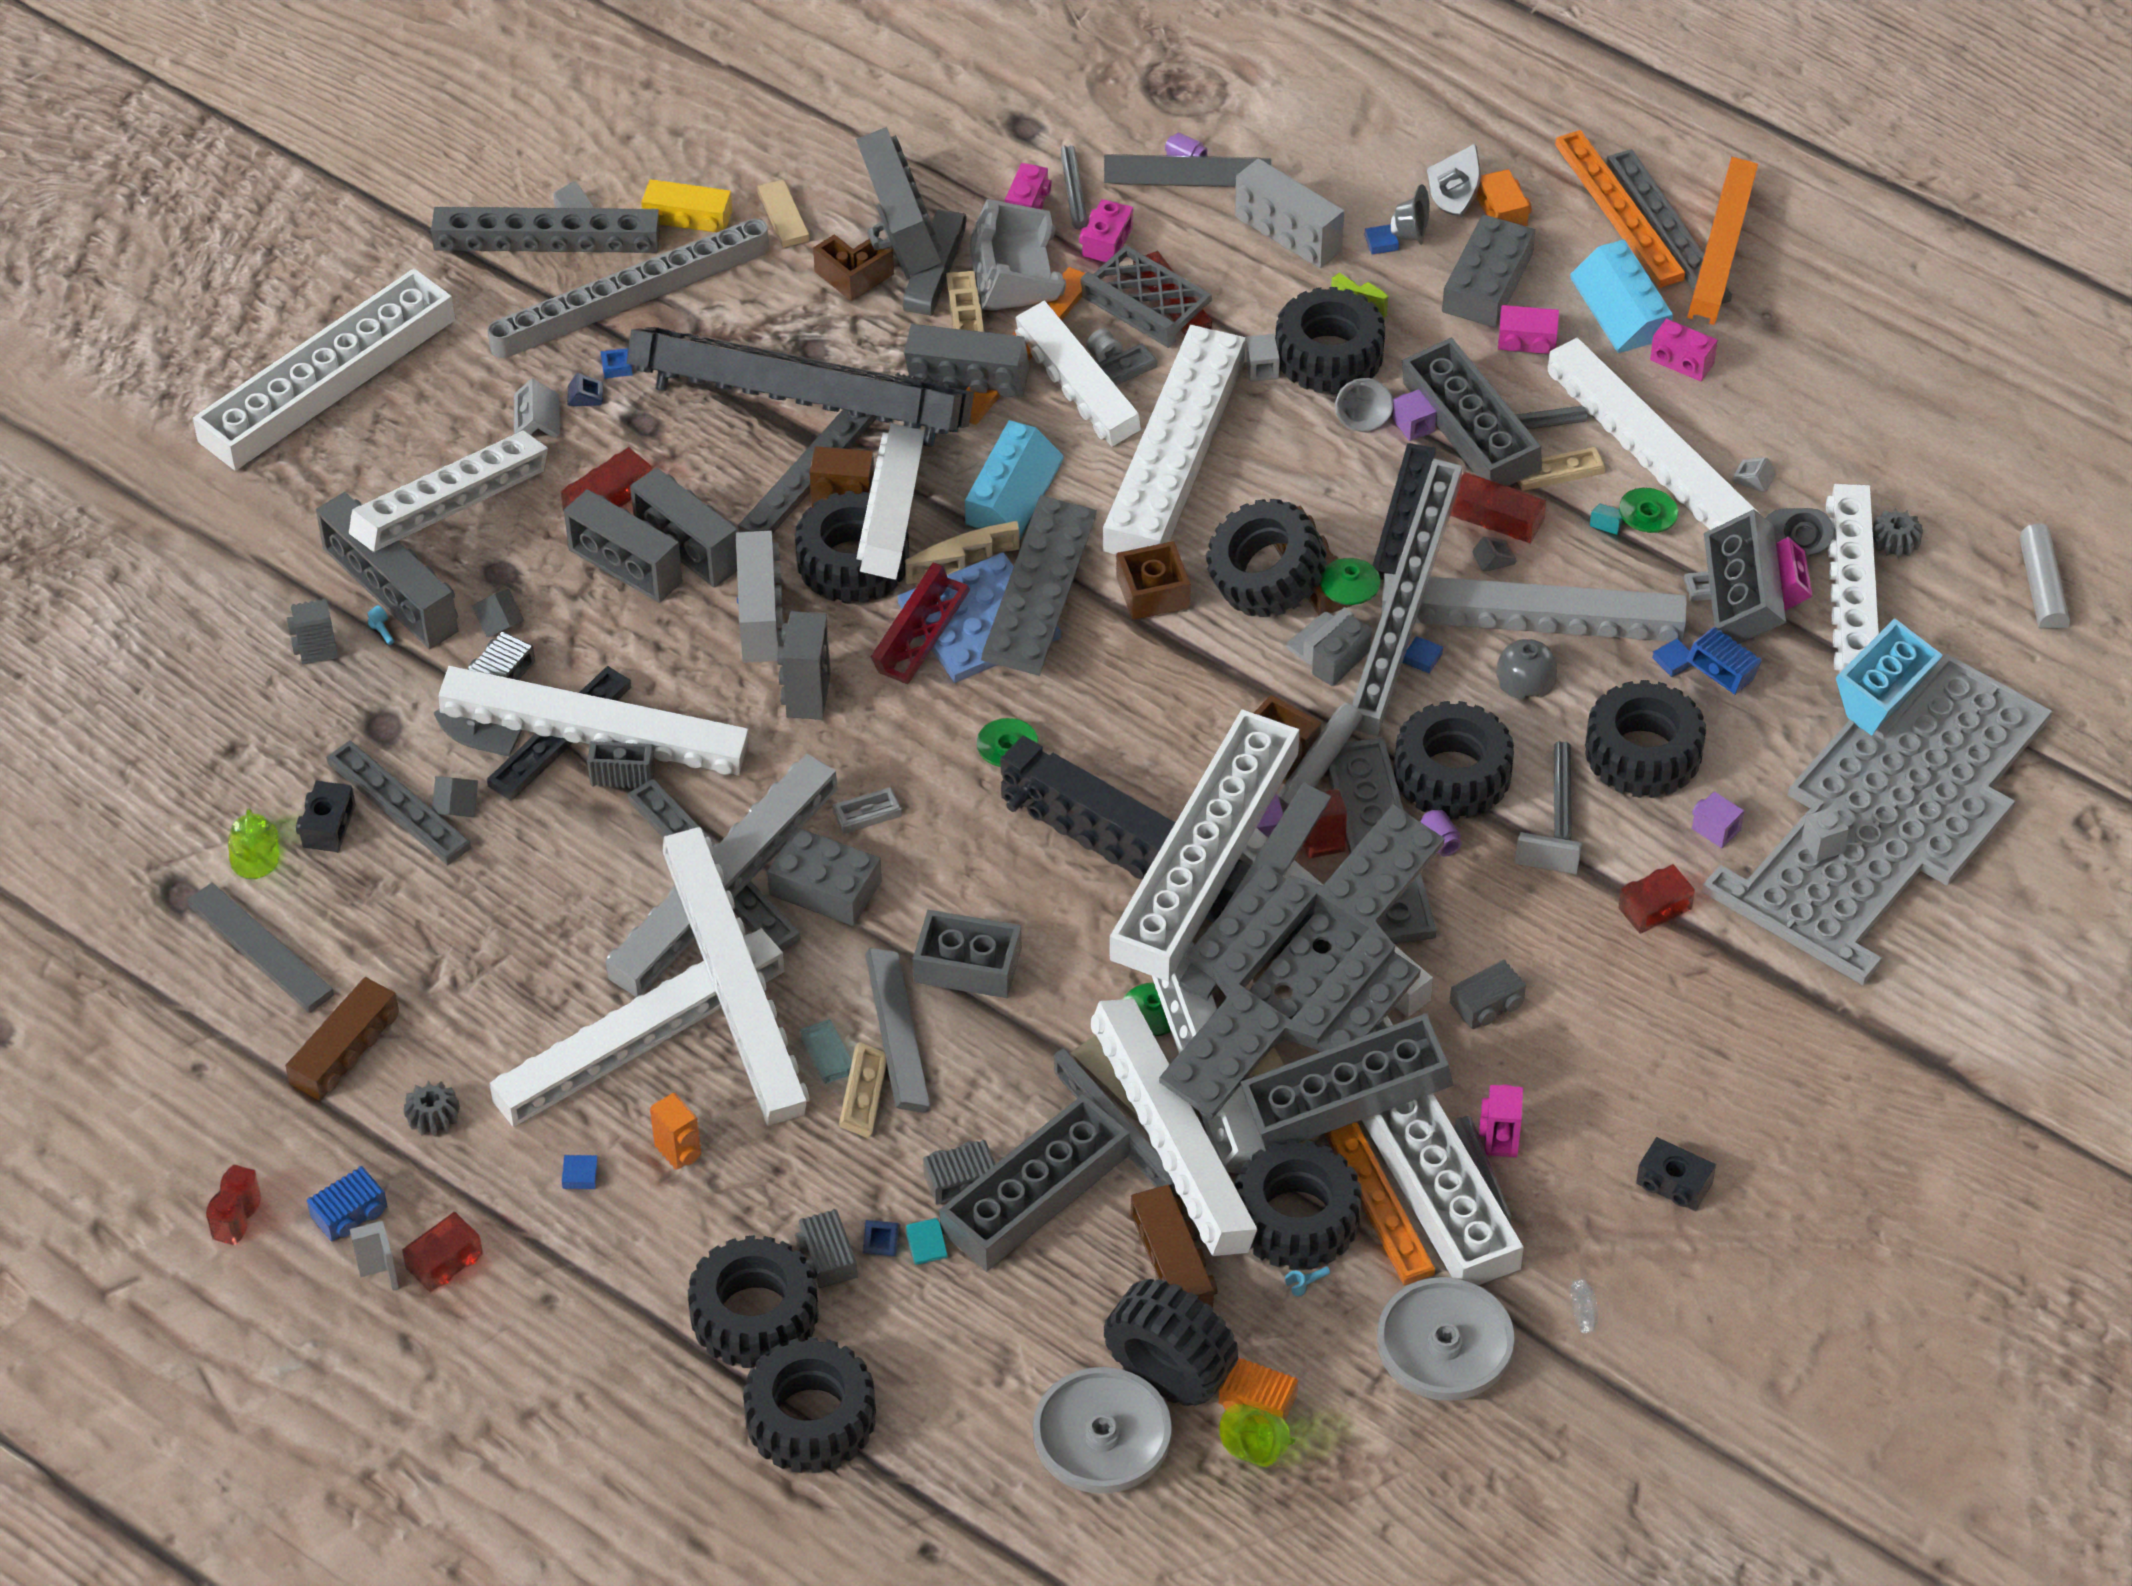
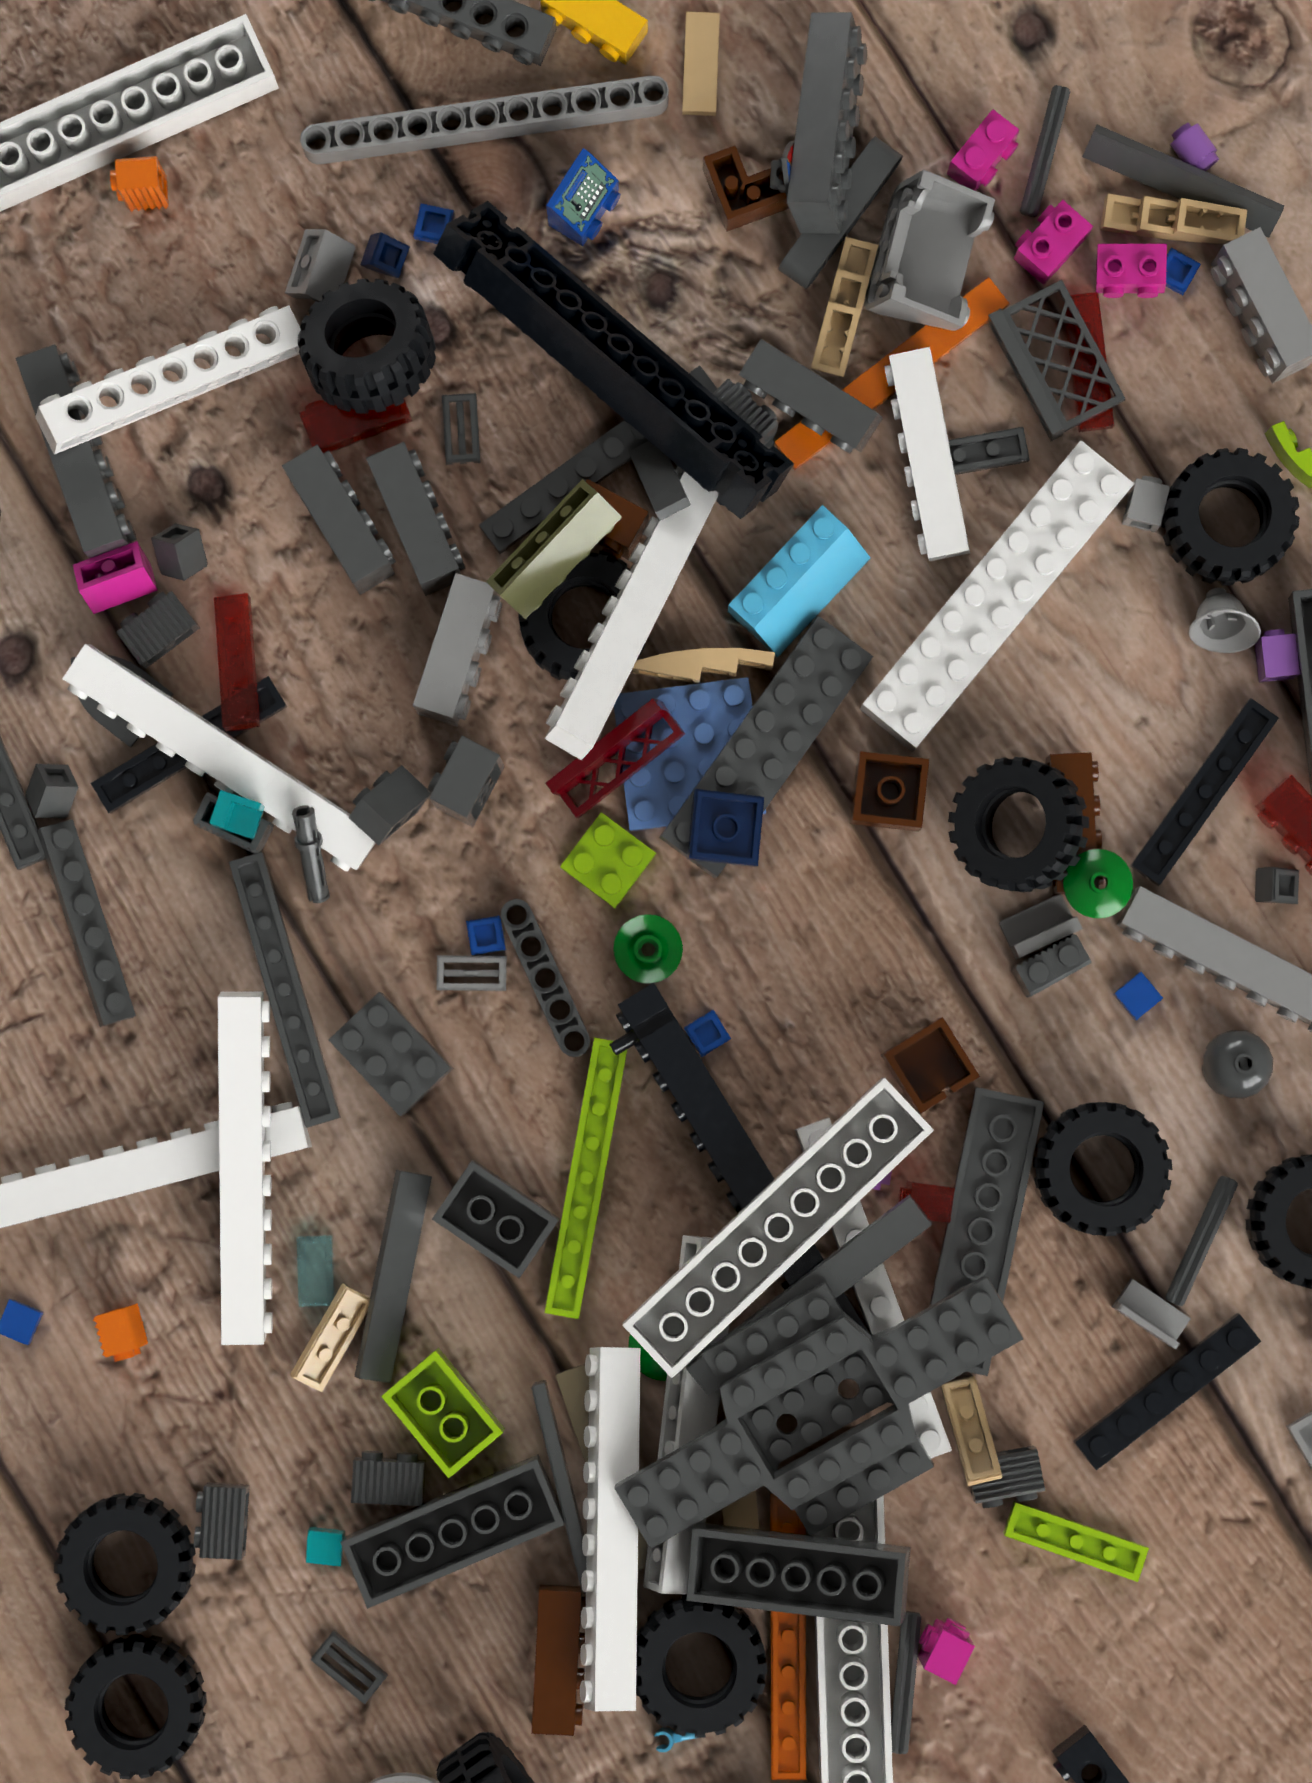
camera: 20 degrees right, 35 degrees up
(370, 394) = (140, 183): none -> orange brick
(377, 617) = (52, 503): medium azure hand -> none
(452, 638) = (115, 577): none -> dark pink brick
(522, 875) = (86, 923): none -> dark grey plate
(576, 662) = (236, 662): none -> clear red plate
(599, 428) = (357, 313): none -> black tyre
(624, 736) = (237, 814): none -> teal panel
(696, 755) = (309, 842): none -> dark grey pin
(702, 490) = (462, 458): none -> dark grey tile
(729, 304) = (583, 199): none -> slope
(741, 856) = (291, 1016): light grey brick -> none
(747, 707) = (389, 804): none -> dark grey brick
(809, 484) = (554, 549): none -> olive brick
(866, 780) = (486, 935): none -> blue tile
(872, 437) = (659, 480): none -> dark grey tile
(881, 1238) = (285, 1517): dark blue slope -> none
(931, 788) = (541, 961): none -> dark grey beam
(945, 703) = (608, 860): none -> lime plate
(985, 1101) = (443, 1413): none -> lime brick
(986, 1331) = (356, 1655): none -> dark grey tile
(1031, 912) = (585, 1180): none -> lime plate
(1032, 629) = (725, 828): none -> dark blue tile
(1103, 345) = (977, 418): light grey wheel -> none
(1175, 227) = (1131, 269): none -> dark pink brick
(1177, 198) = (1173, 220): none -> tan slope
(1211, 225) = (1180, 271): none -> blue tile
(1321, 752) = (969, 1105): light grey brick -> none
(1406, 595) = (1144, 945): light grey brick -> none
(1441, 824) = (1048, 1248): medium lavender brick -> none
(1445, 968) = (971, 1431): none -> tan tile
(1572, 1022) = (1075, 1541): none -> lime plate
(1590, 901) = (1167, 1391): none -> black plate
(1656, 898) = (1232, 1423): clear red brick -> none

